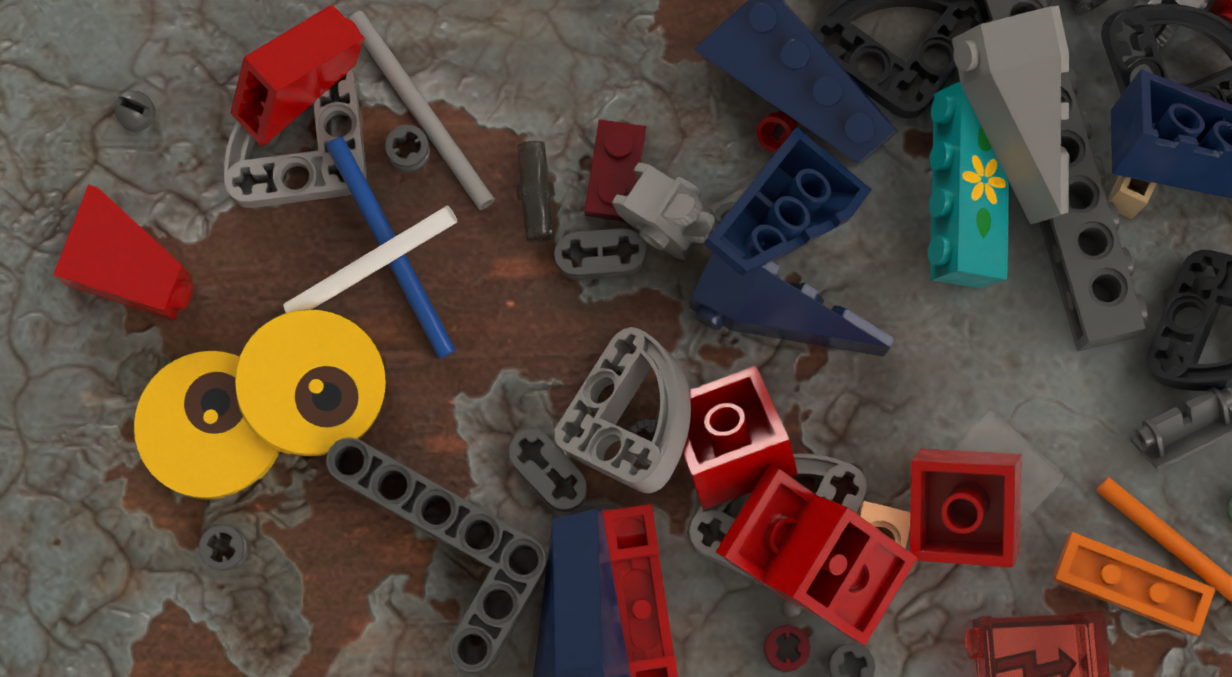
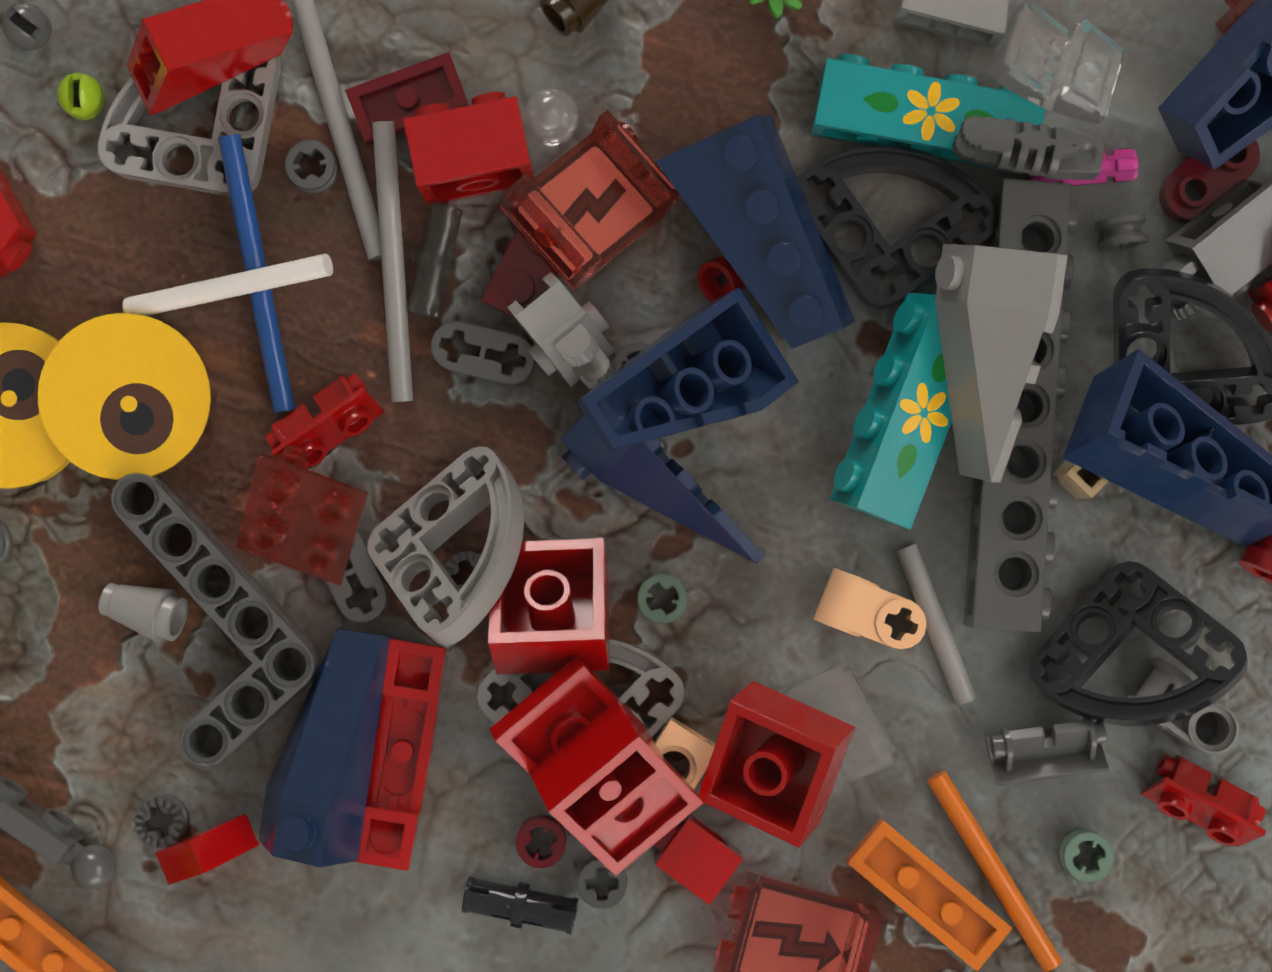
camera: 10 degrees right, 10 degrees up
(206, 149) = (91, 96): none -> lime hinge
(385, 558) = (146, 610): none -> light grey cone
(470, 69) = (404, 91): none -> dark red plate
(494, 431) = (300, 516): none -> clear red hinge
(500, 337) = (345, 413): none -> red hinge
(501, 202) = (392, 261): none -> light grey piece
(539, 87) = (468, 148): none -> red brick
(593, 47) = (551, 116): none -> clear plate
(650, 99) = (591, 201): none -> clear red panel
(817, 393) = (667, 582): none -> sand green bush
(925, 615) = (697, 858): none -> red brick
(988, 361) = (861, 610): none -> light nougat piece
(1055, 357) = (936, 624): none -> light grey bar

